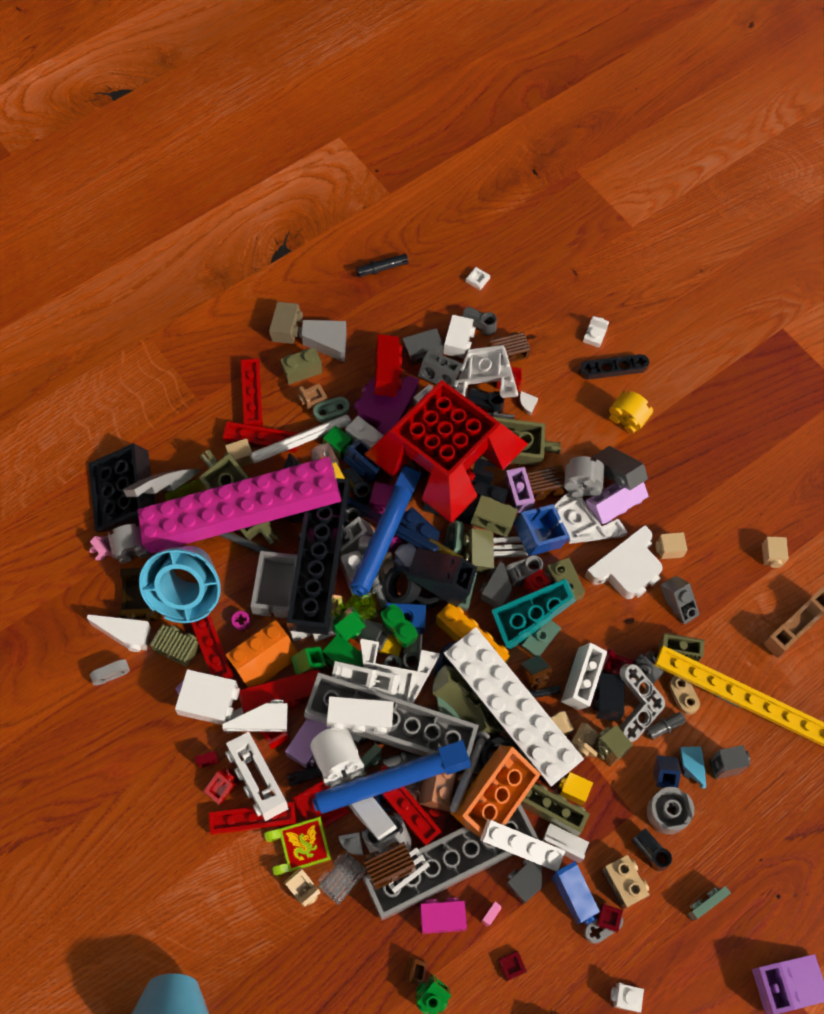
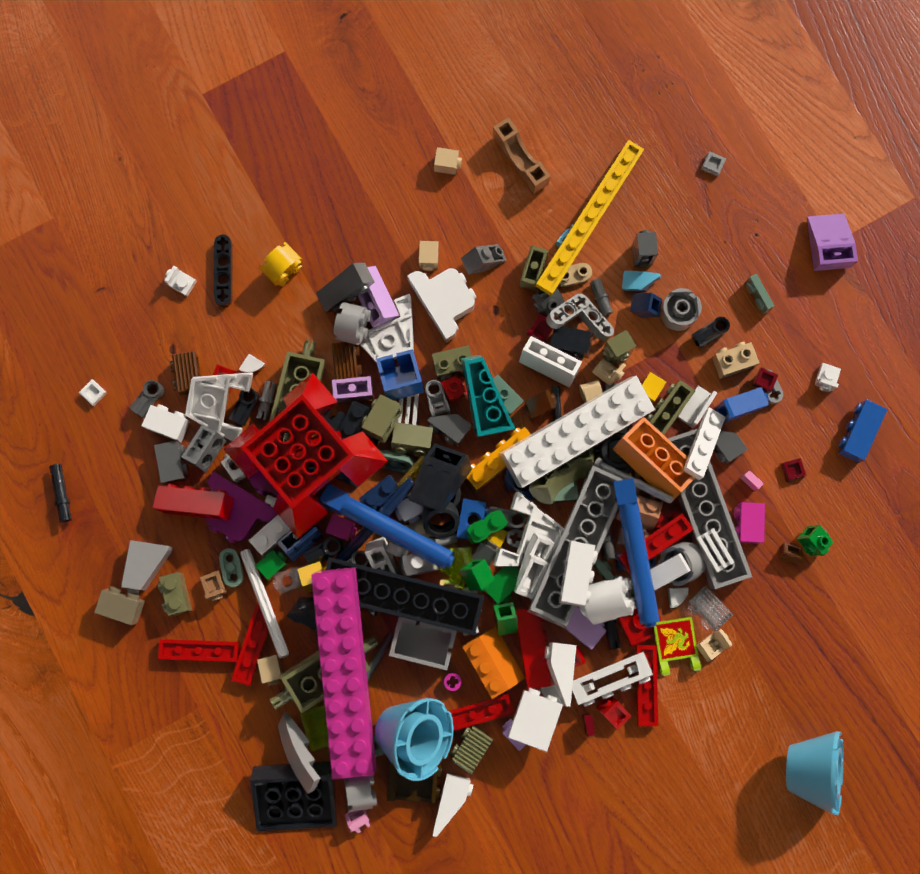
camera: 80 degrees left, 15 degrees up
(109, 672) = (491, 816): light grey beam -> none
(389, 865) = (713, 563): reddish brown brick -> none

